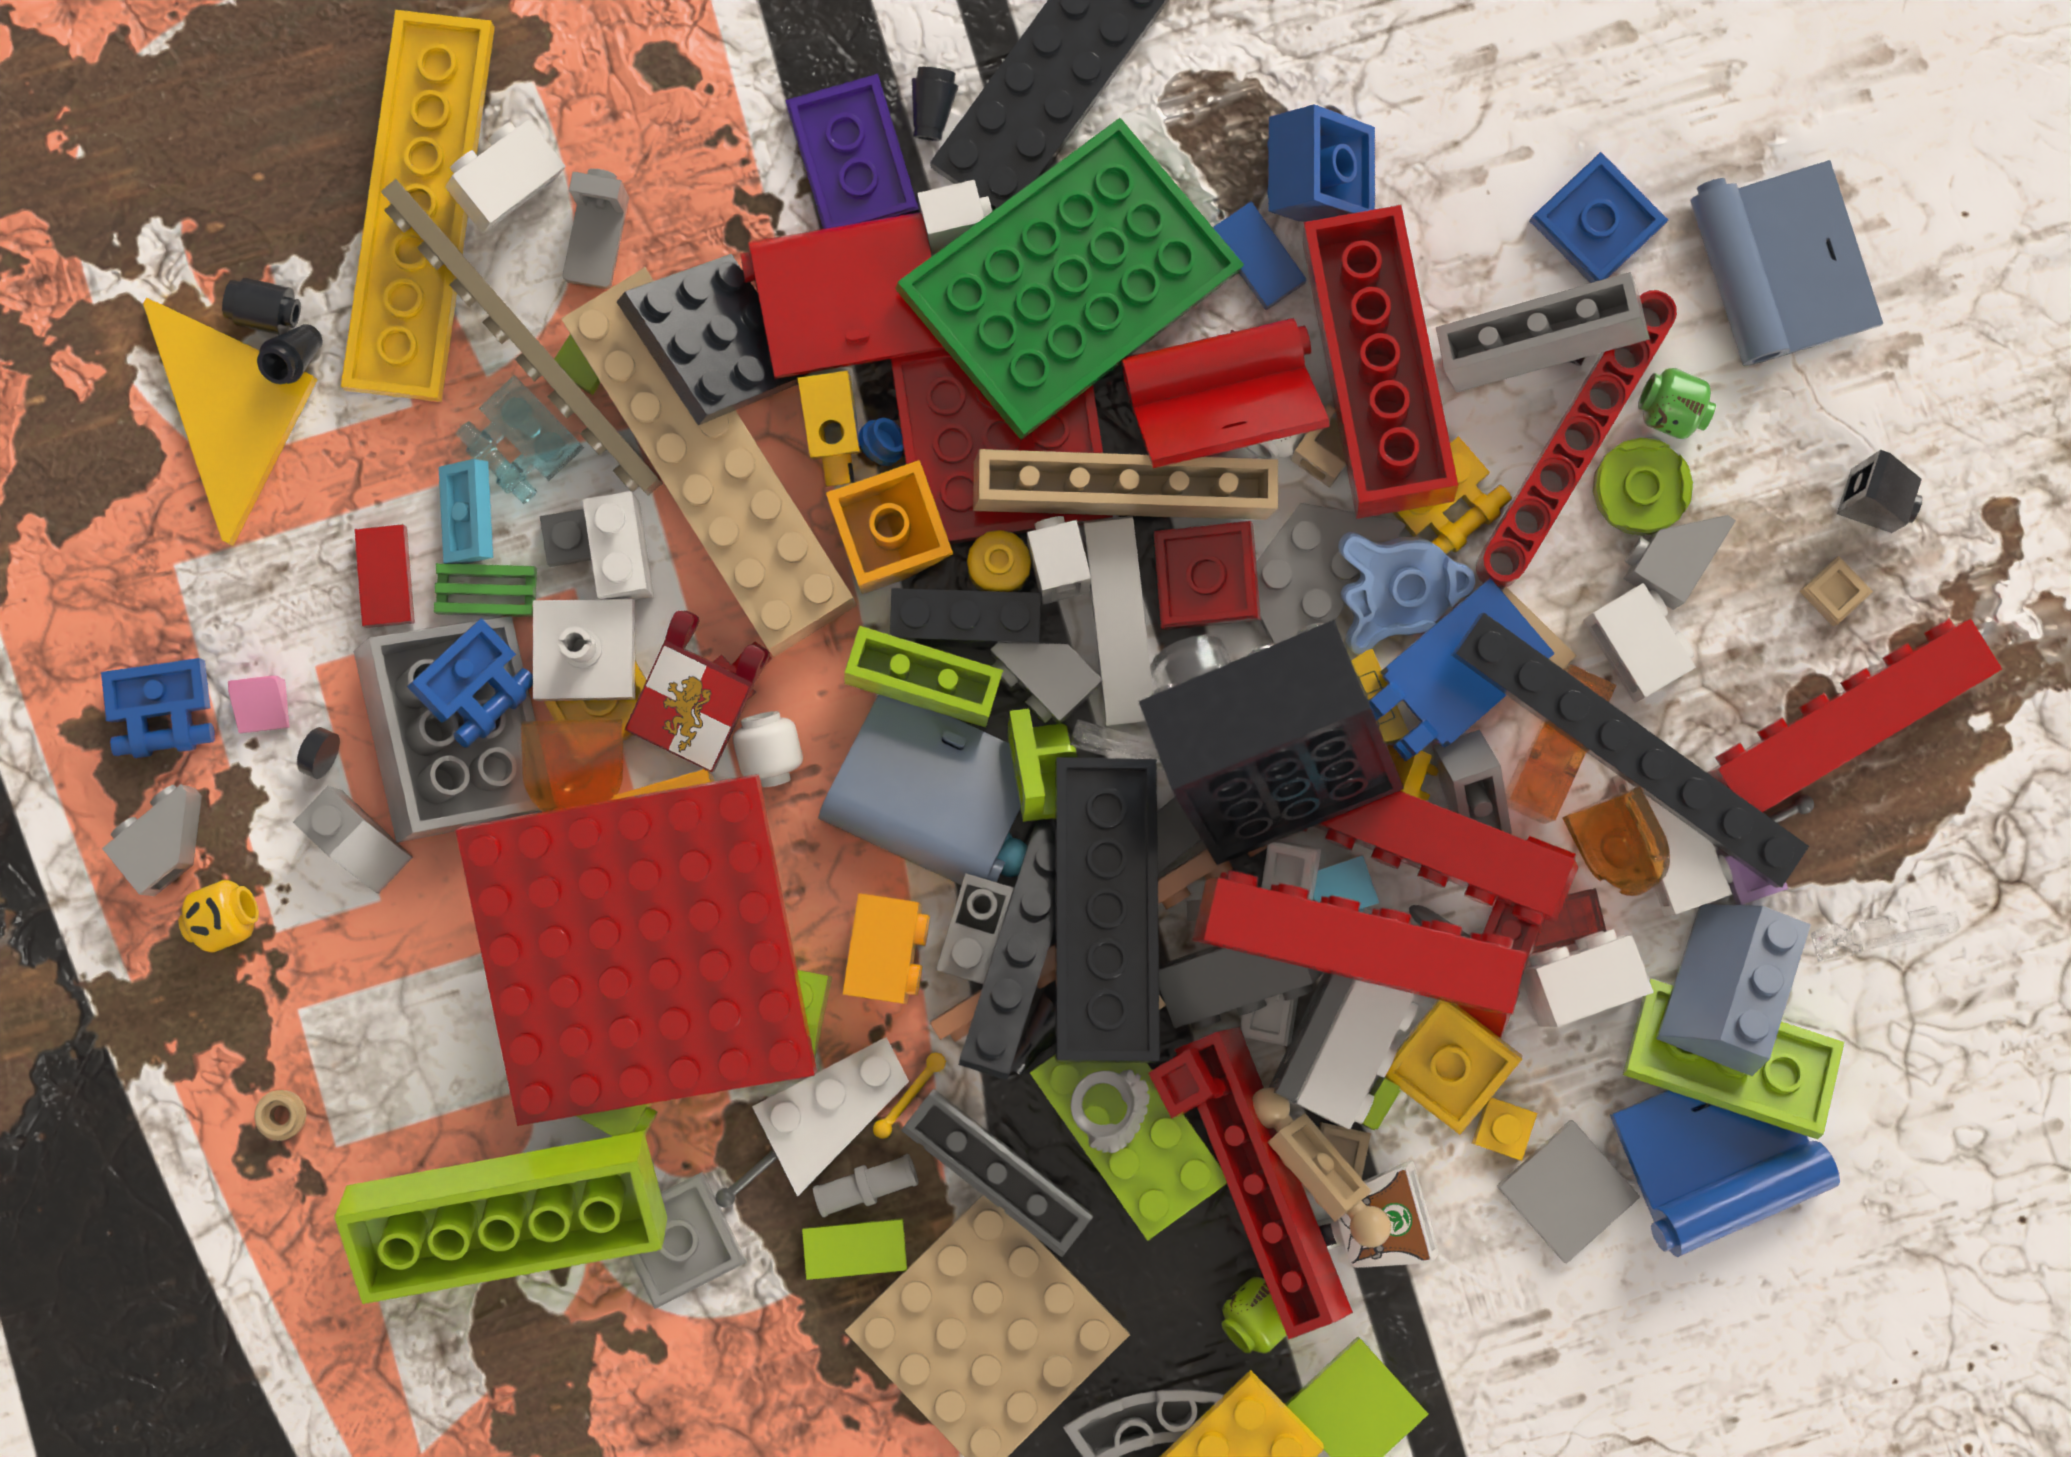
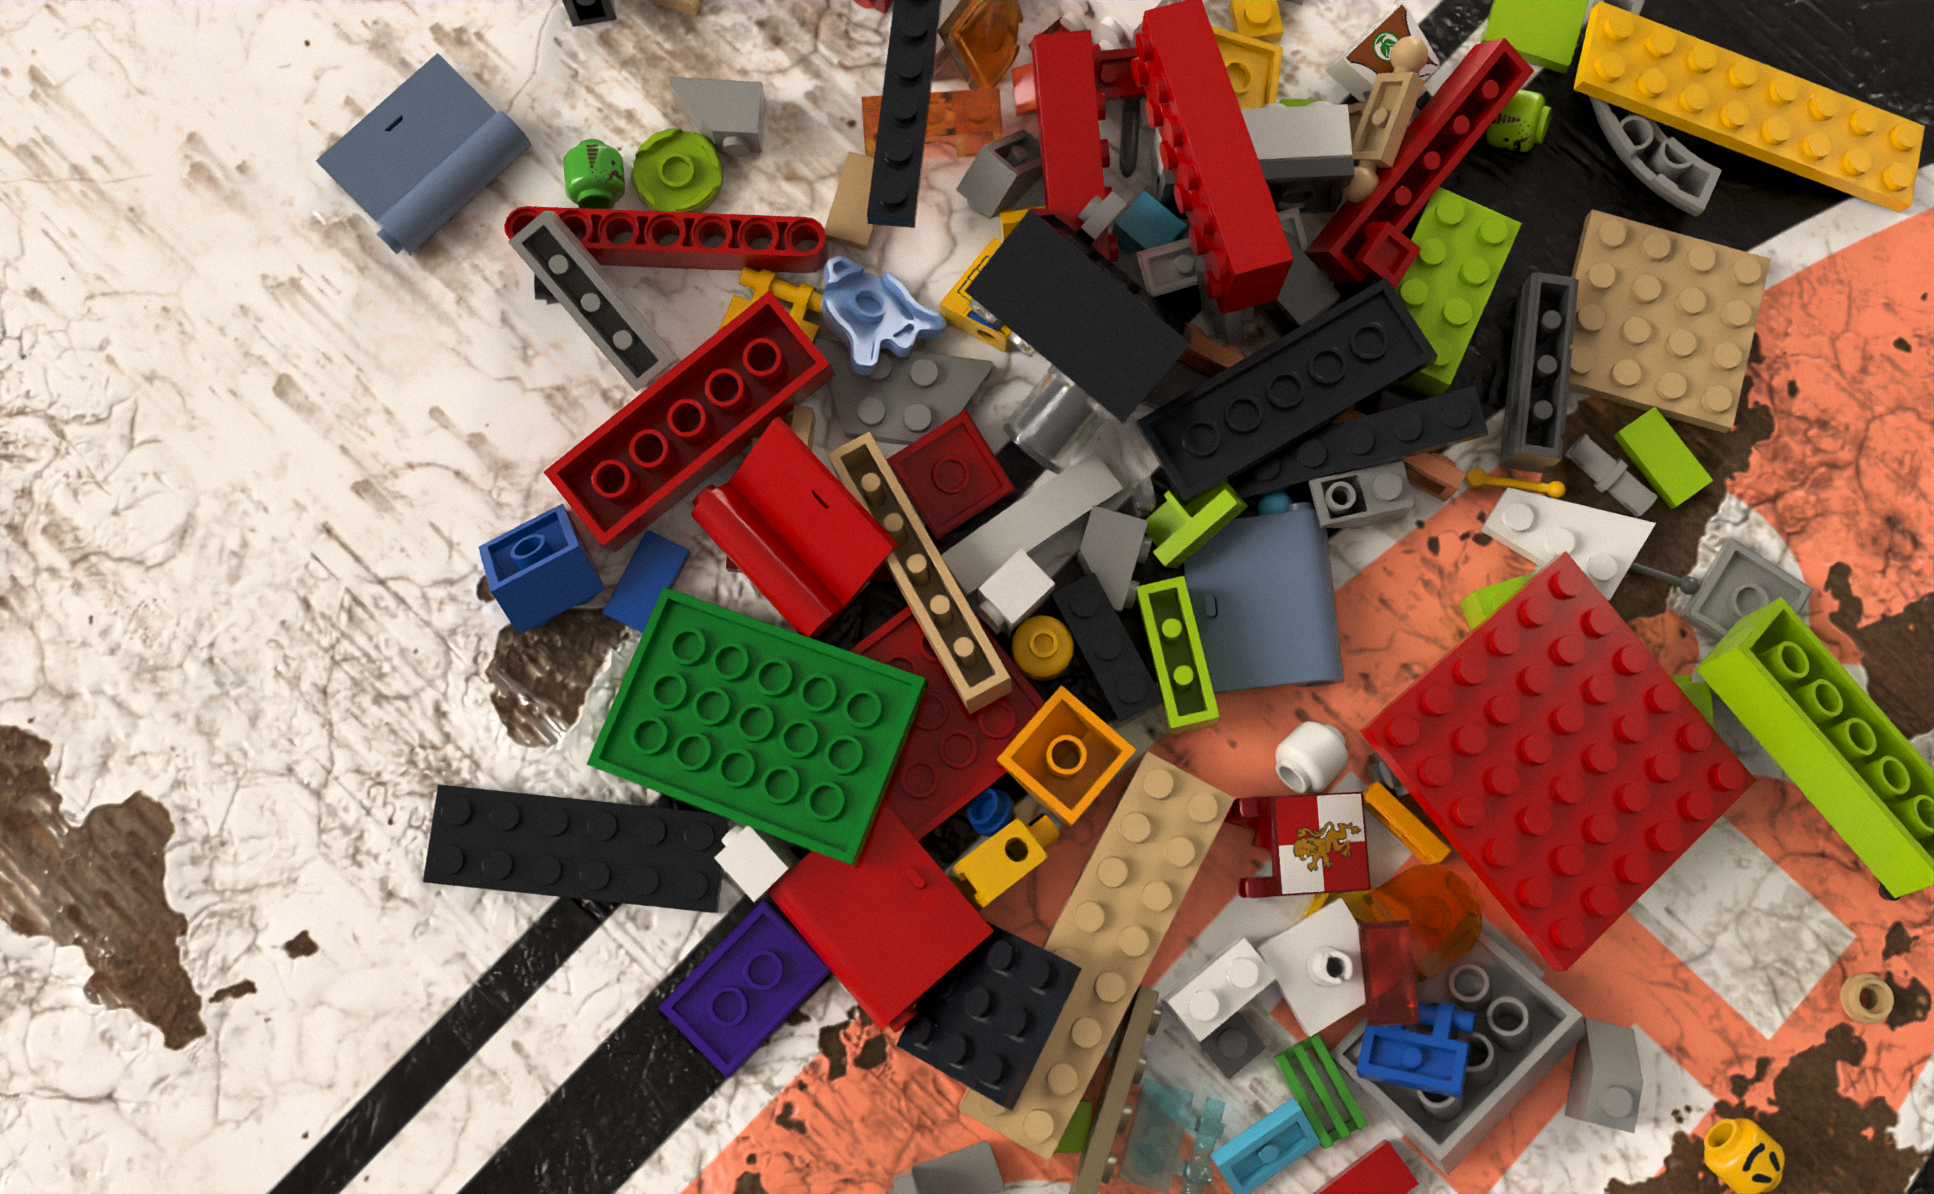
camera: 120 degrees left, 5 degrees down
(318, 752) = (1552, 1154): black tile -> none
(544, 692) = (1388, 973): none -> clear red tile
(885, 949) = (1424, 557): light orange brick -> none
(932, 101) = (658, 942): black cone -> none
(1111, 1136) = (1463, 287): light grey piece -> none
(1366, 827) = (1098, 215): none -> light grey plate
(1439, 687) = (943, 237): blue tile -> none
(1598, 219) = (465, 321): blue tile -> none
(1641, 642) = (810, 106): white brick -> none

